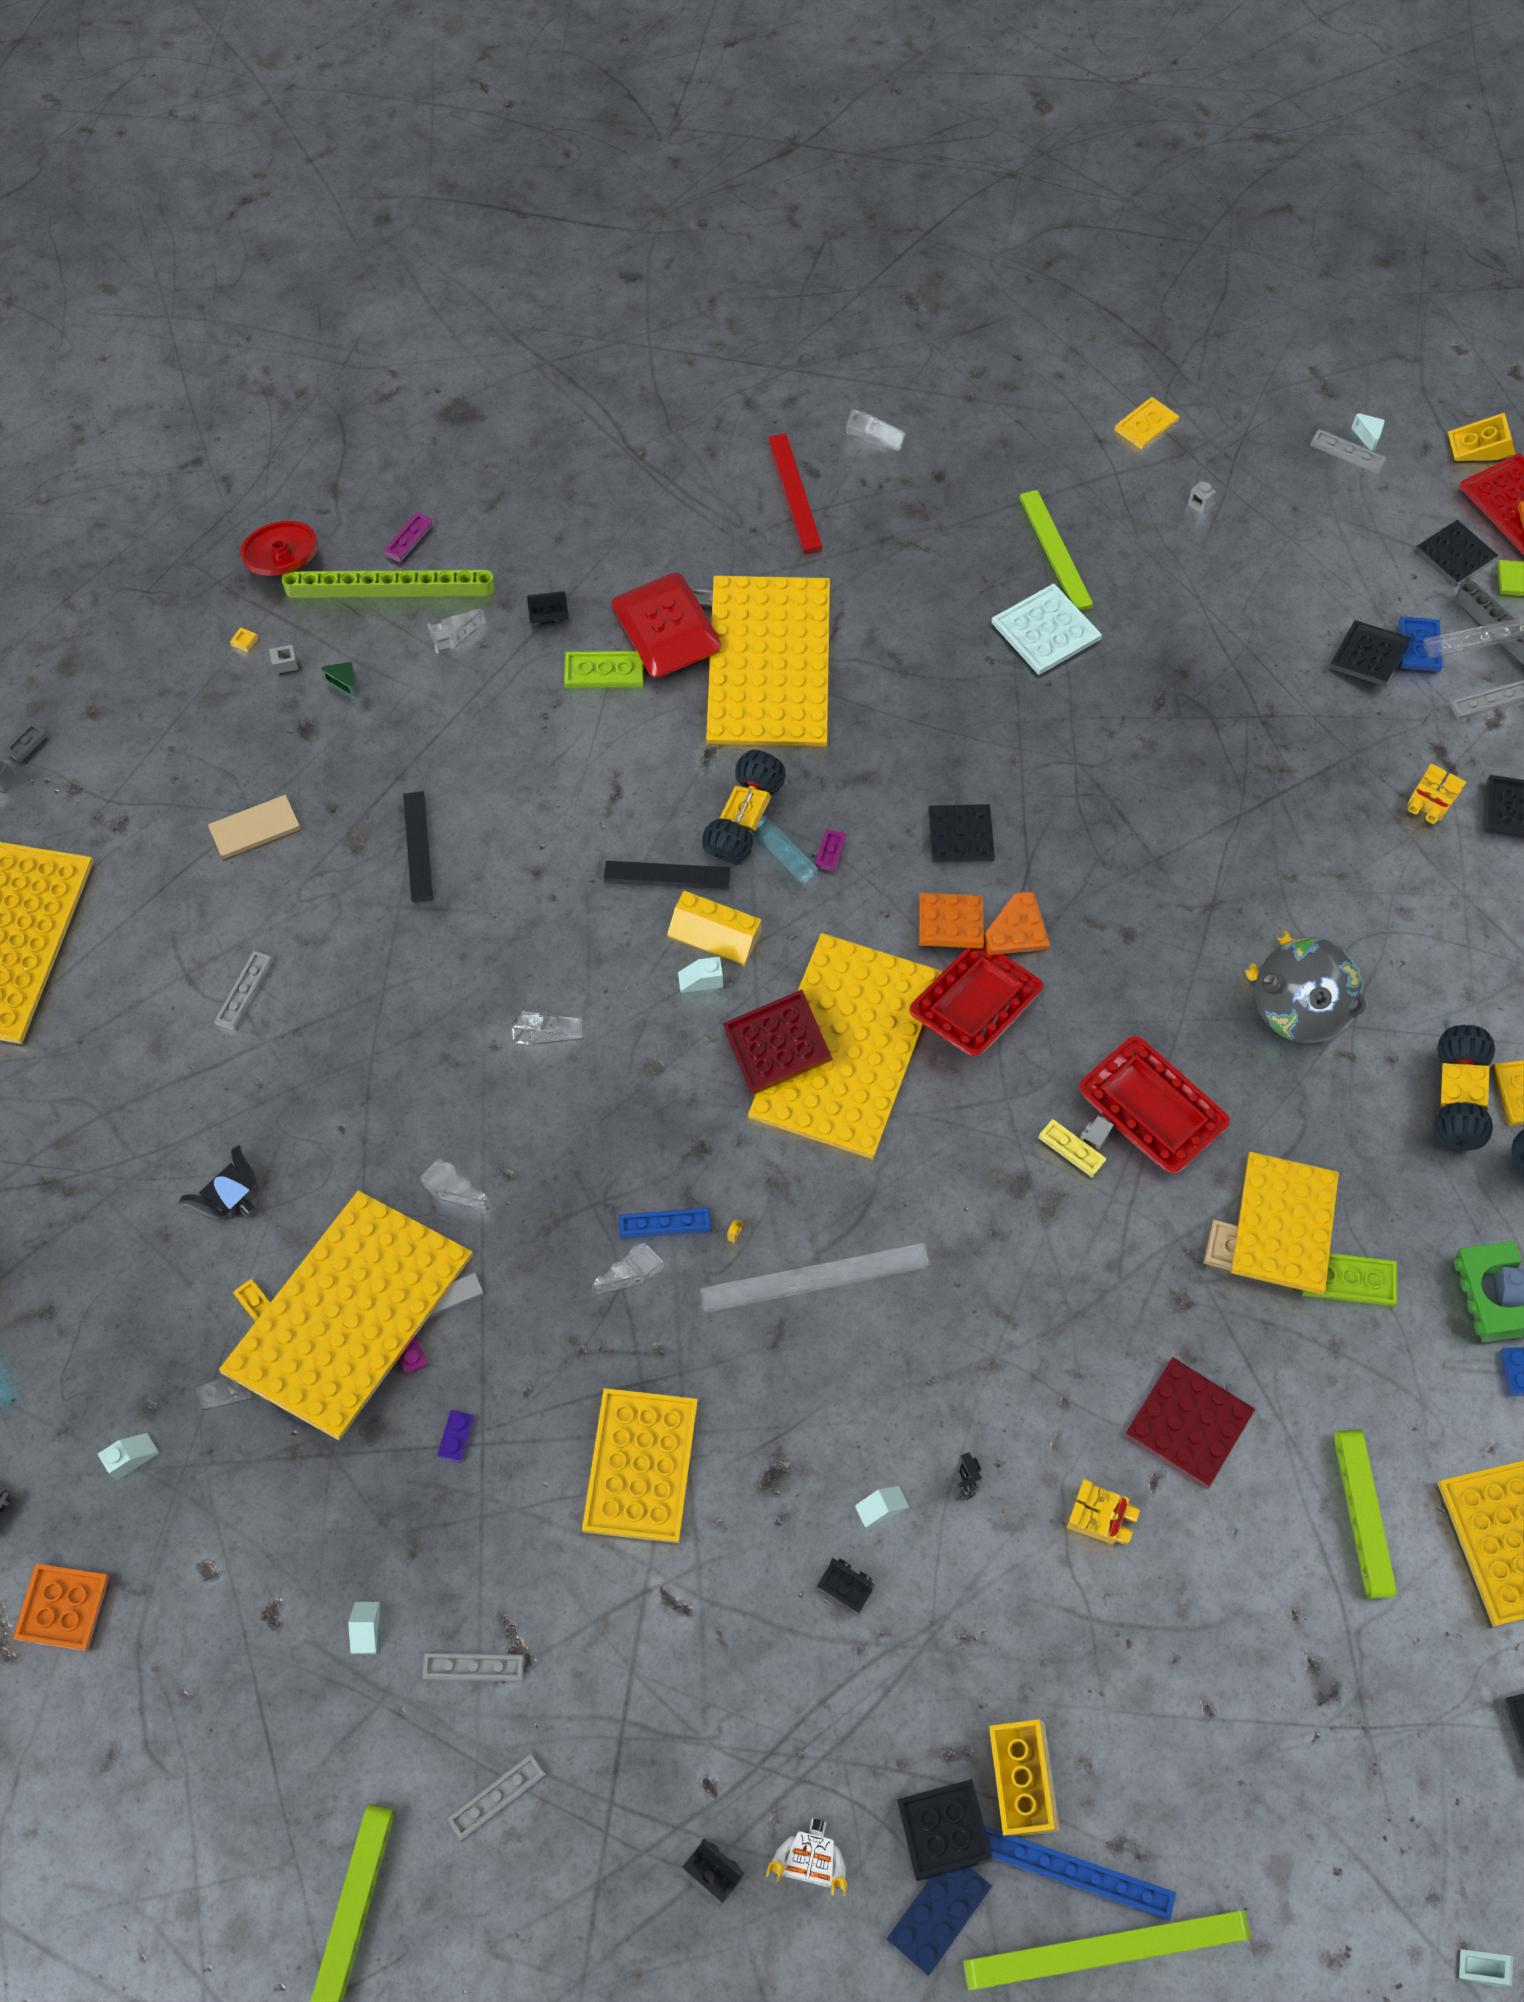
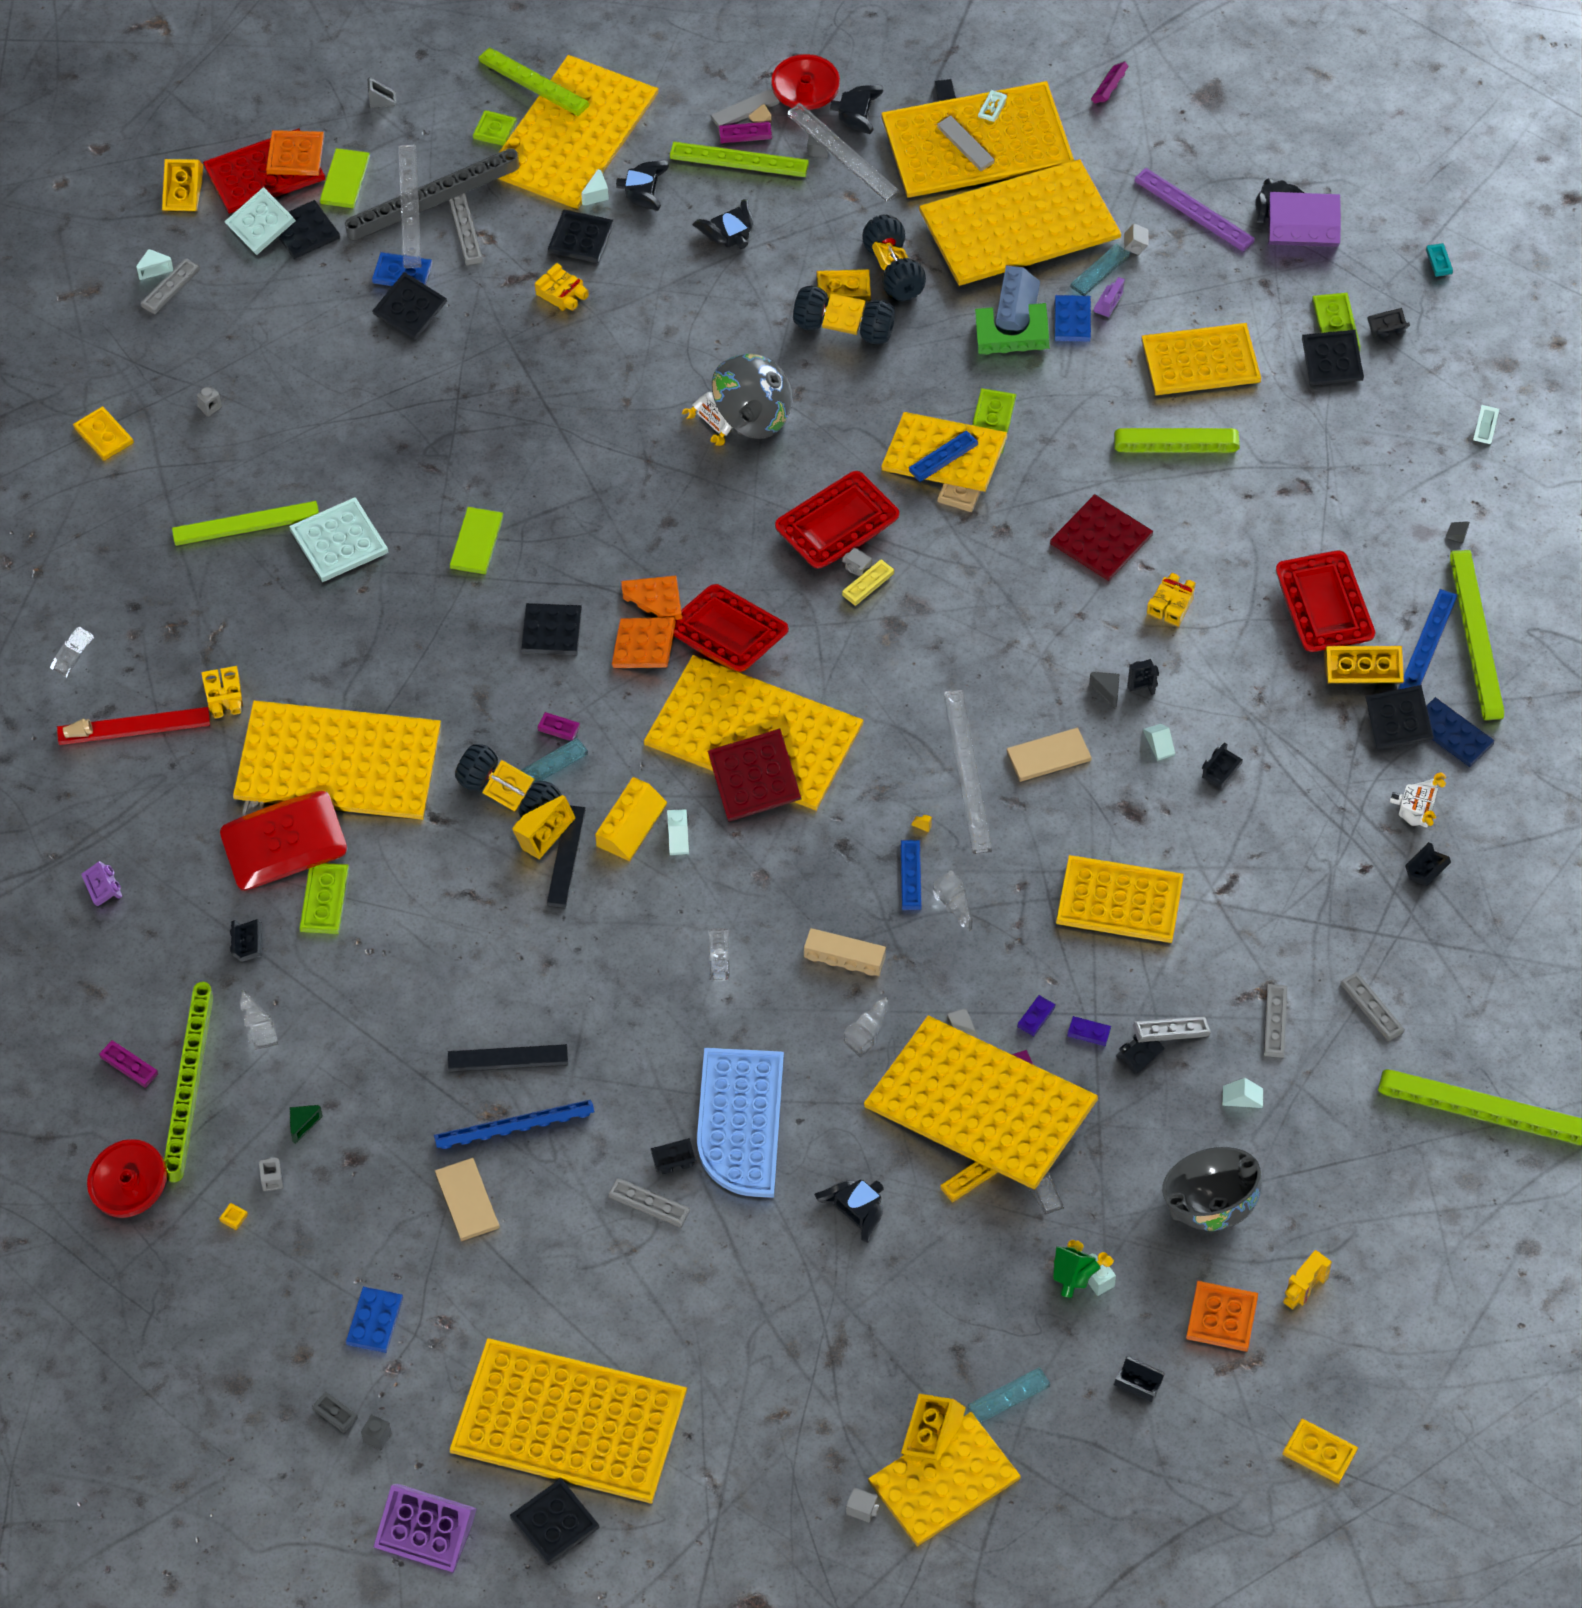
camera: 85 degrees left, 5 degrees down
(84, 1700) = (1299, 1288): none -> yellow hips
(125, 764) = (374, 1319): none -> blue plate
(127, 1423) = (1075, 1267): none -> green torso
(213, 1587) = (1213, 1188): none -> dark grey piece
(292, 1006) = (673, 1155): none -> black bracket
(336, 858) = (521, 1122): none -> blue plate
(339, 1067) = (740, 1119): none -> light blue plate
(425, 1496) = (1139, 1054): none -> black bracket
(449, 1531) = (1171, 1029): none -> light grey tile
(476, 1374) = (1036, 1015): none -> dark purple plate
(551, 1156) = (844, 952): none -> tan brick
(609, 491) = (101, 883): none -> medium lavender bracket
(687, 840) = (543, 826): none -> yellow slope
(780, 447) = (78, 729): none -> tan cone
(840, 554) = (223, 697): none -> yellow hips
(848, 1371) = (1049, 754): none -> tan tile
(953, 1438) = (1106, 685): none -> dark grey slope
(1068, 752) = (476, 540): none -> lime tile
(1125, 1721) = (1325, 601): none -> red wedge
(1270, 1216) = (943, 456): none -> blue tile
(1287, 1923) = (1458, 531): none -> dark grey slope
(1451, 508) = (260, 221): none -> light aqua plate

